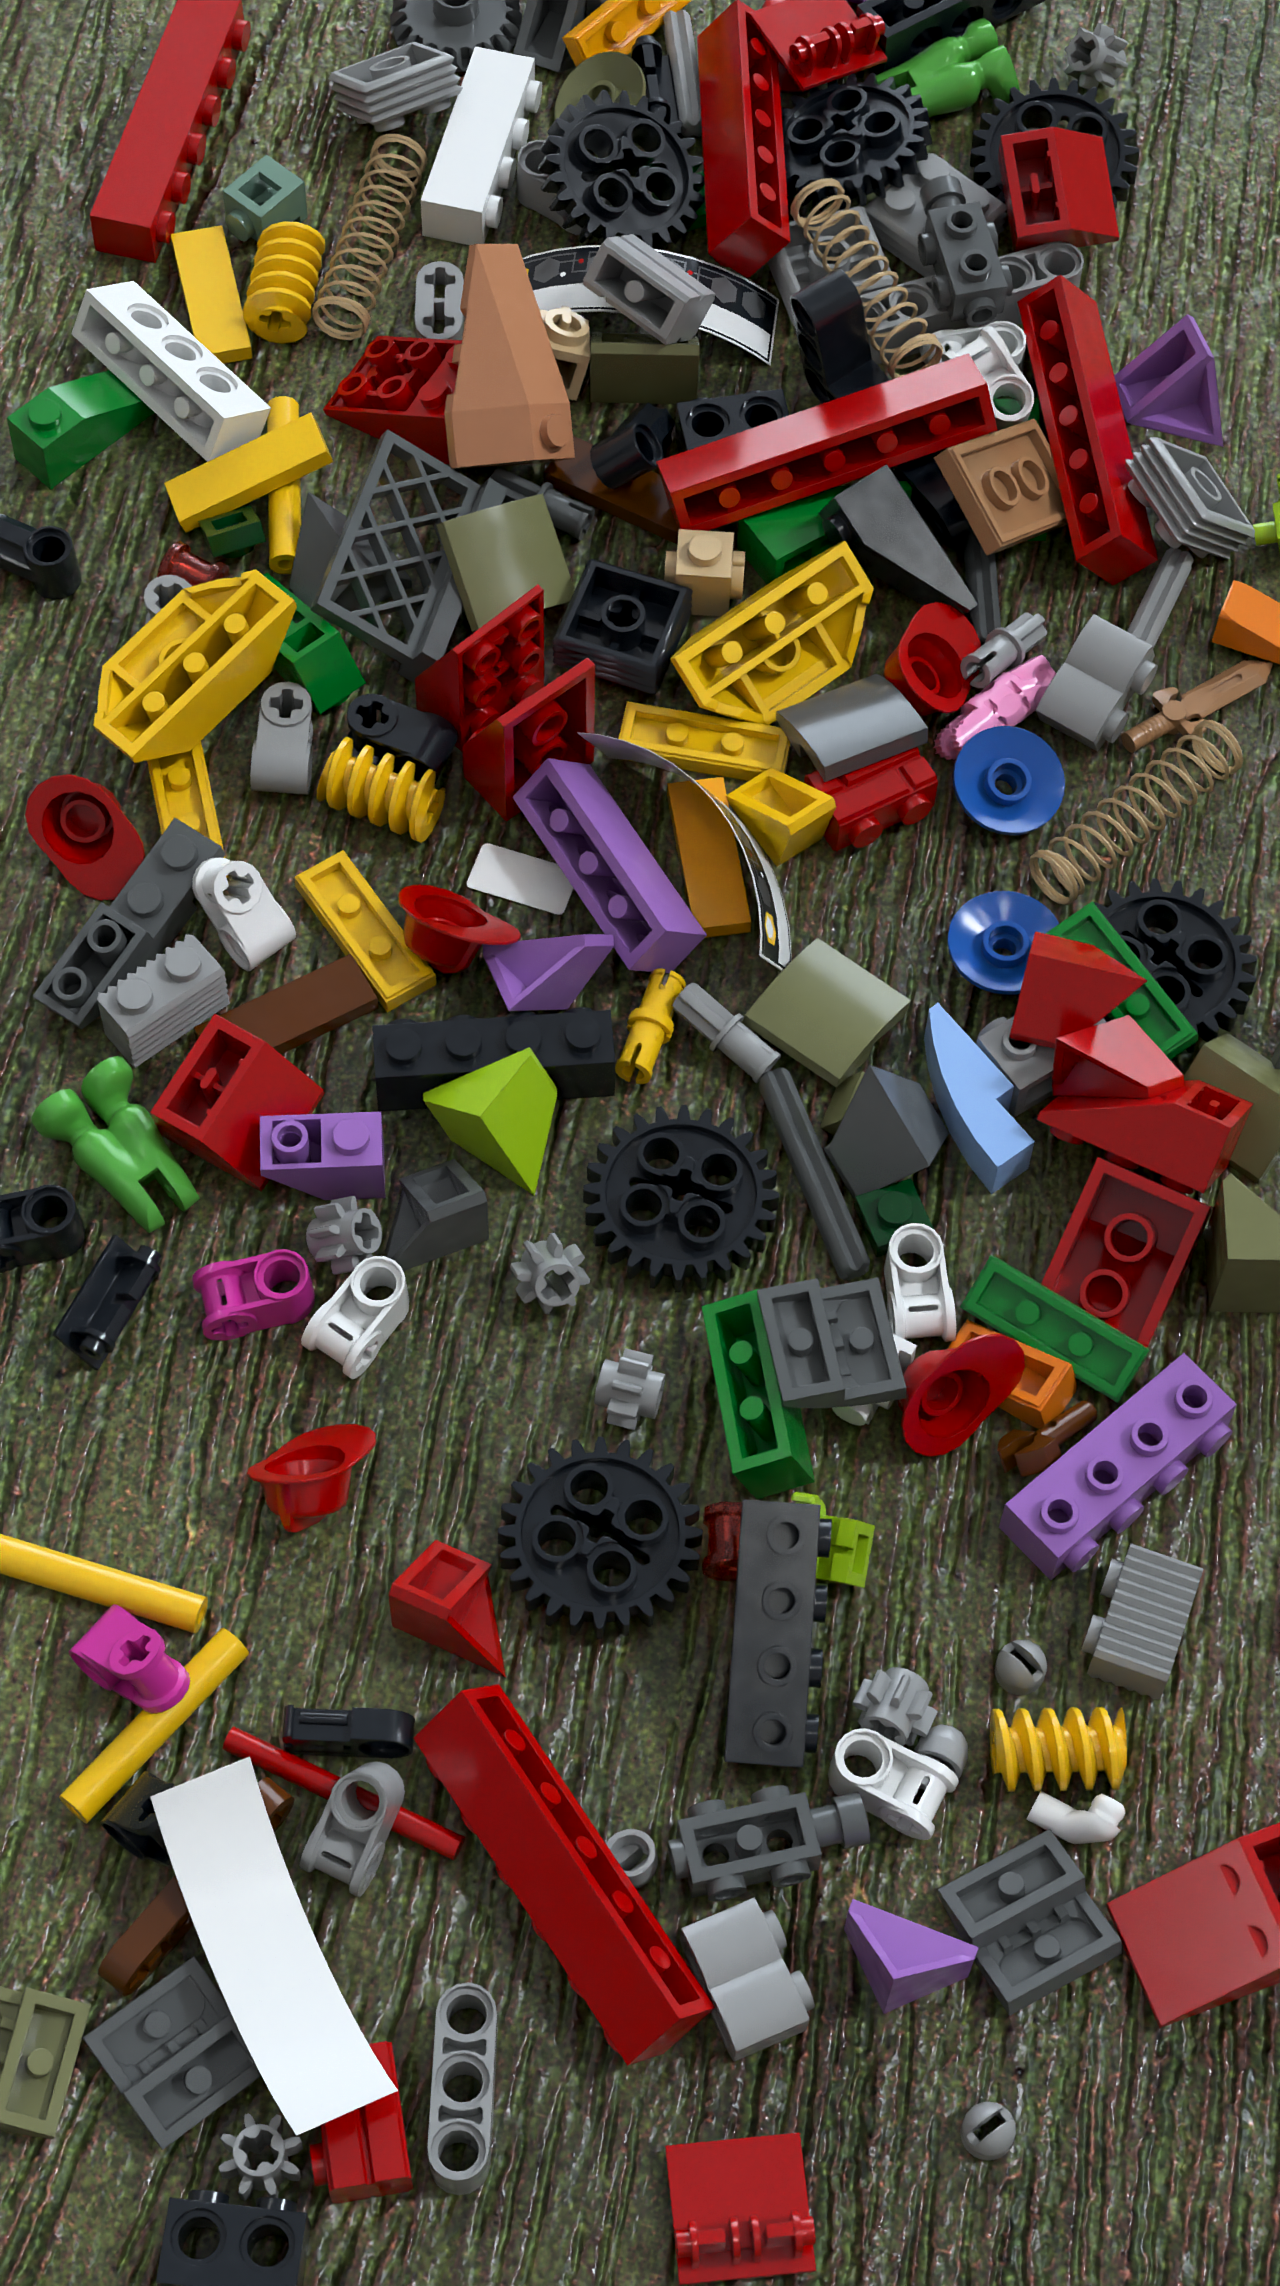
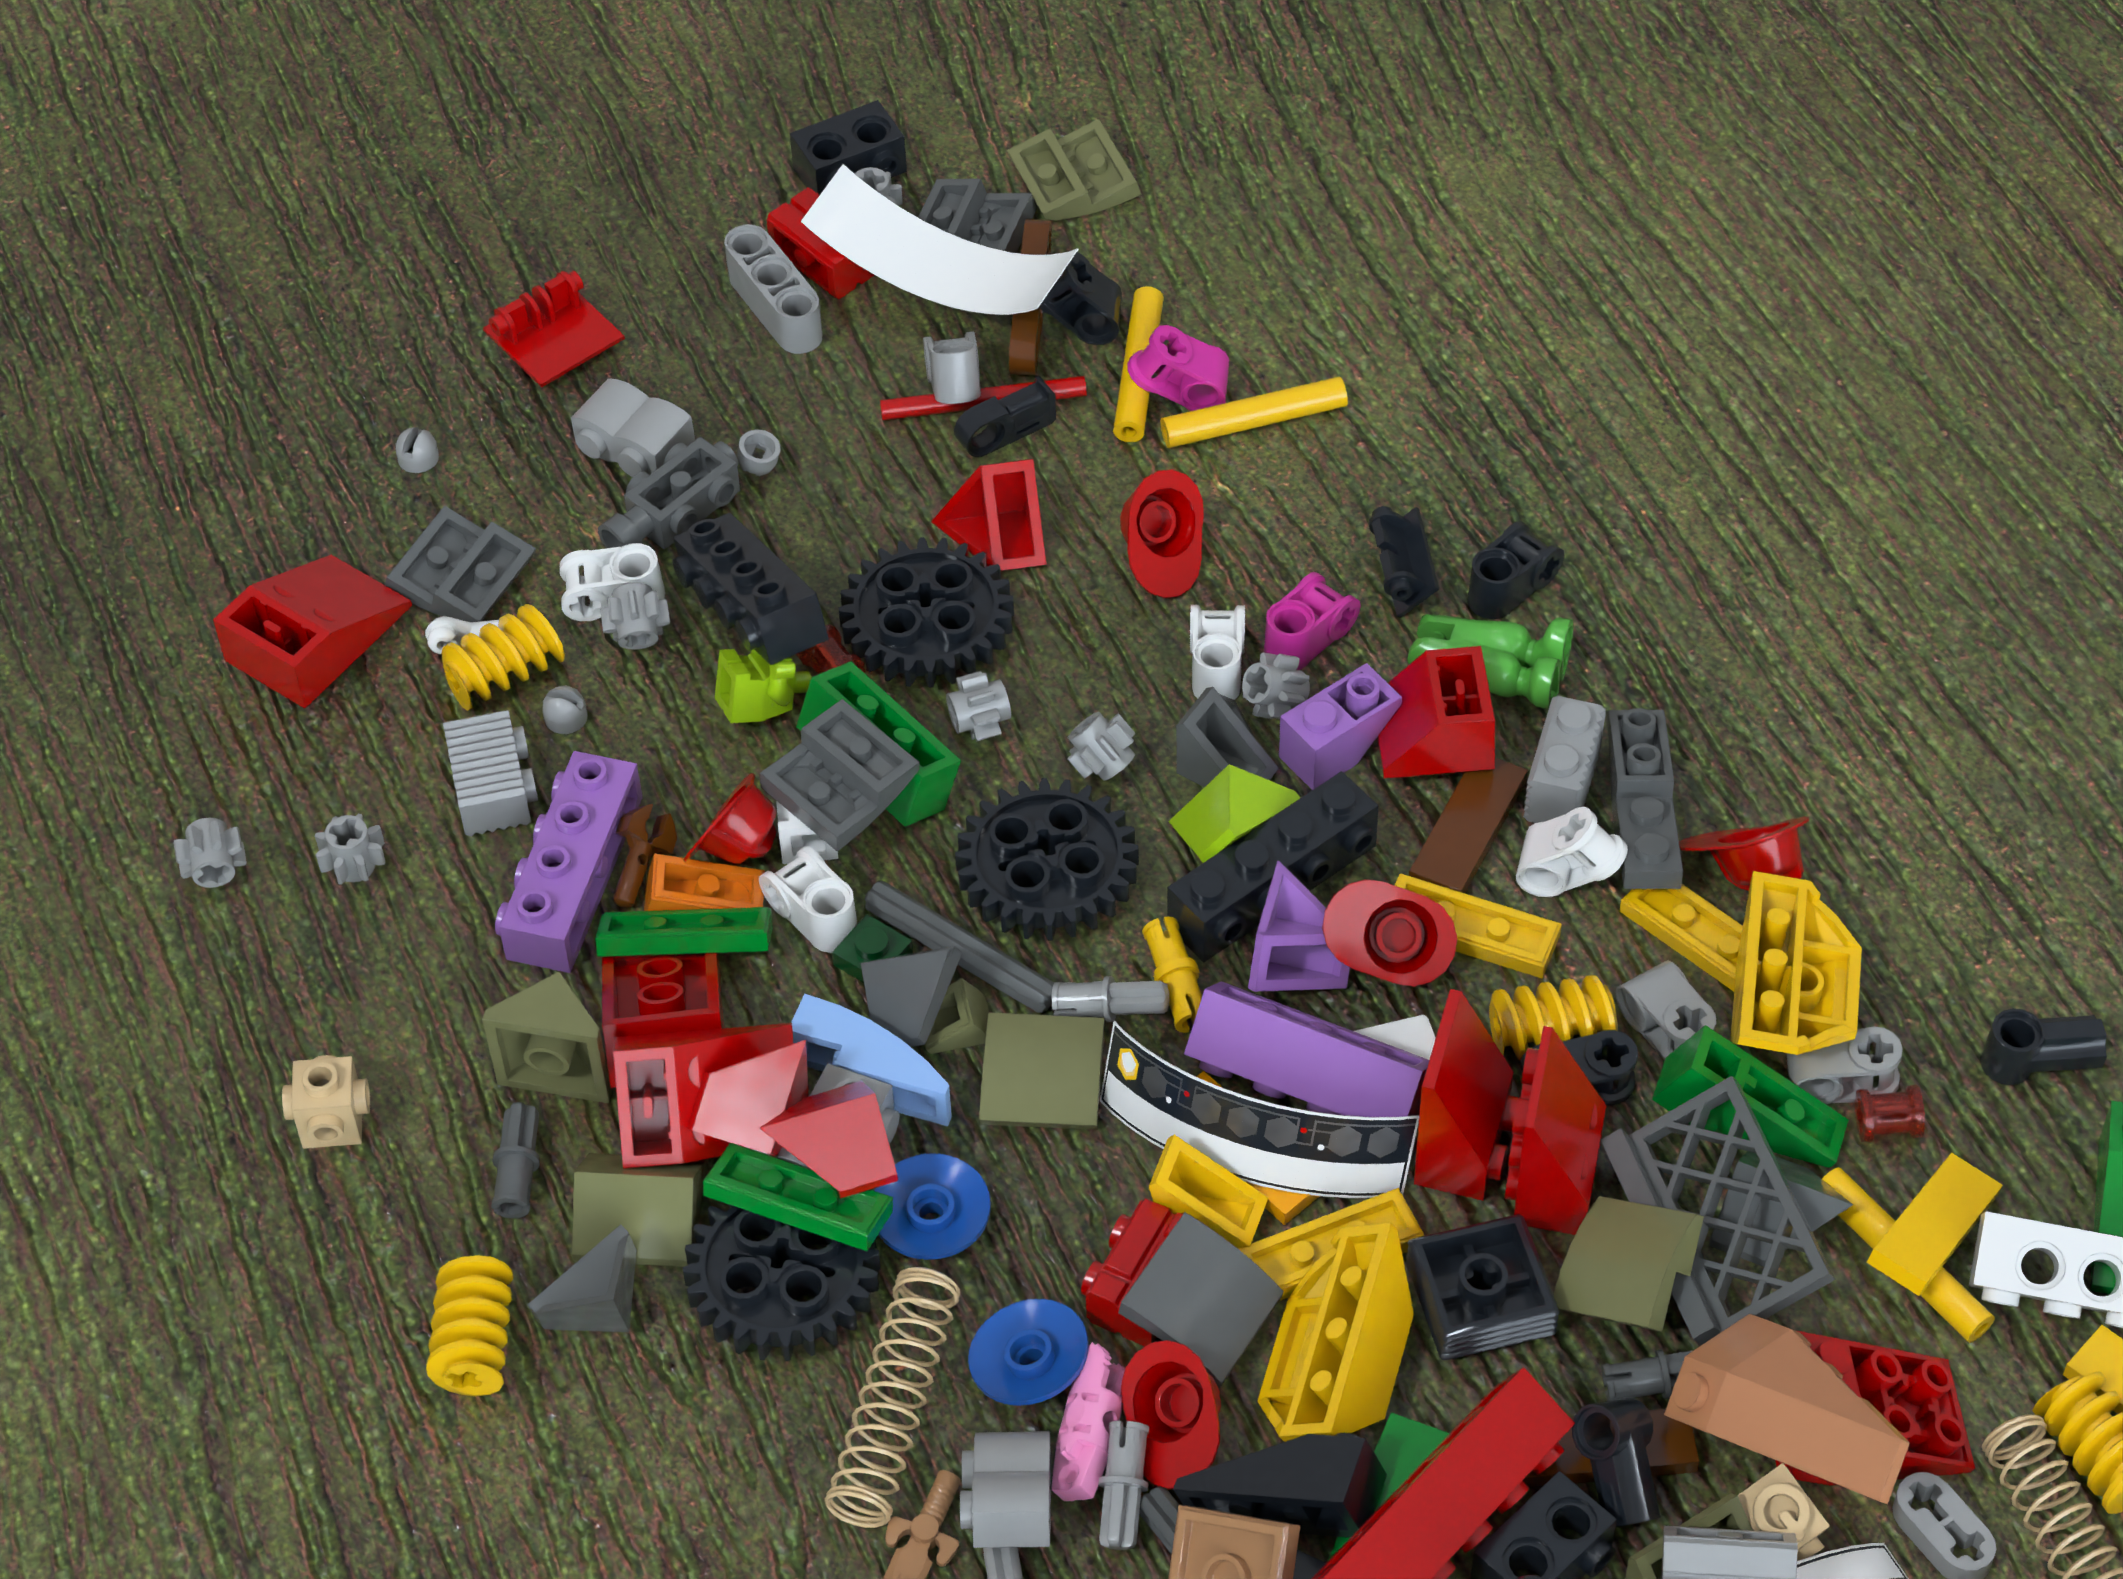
camera: 150 degrees right, 10 degrees down
(232, 532) = (1896, 1168): dark green plate -> none
(563, 1874) = (797, 409): red brick -> none
(707, 567) = (1450, 1380): tan brick -> none
(904, 1957) = (532, 483): medium lavender slope -> none
(946, 1746) = (584, 622): light grey hinge -> none

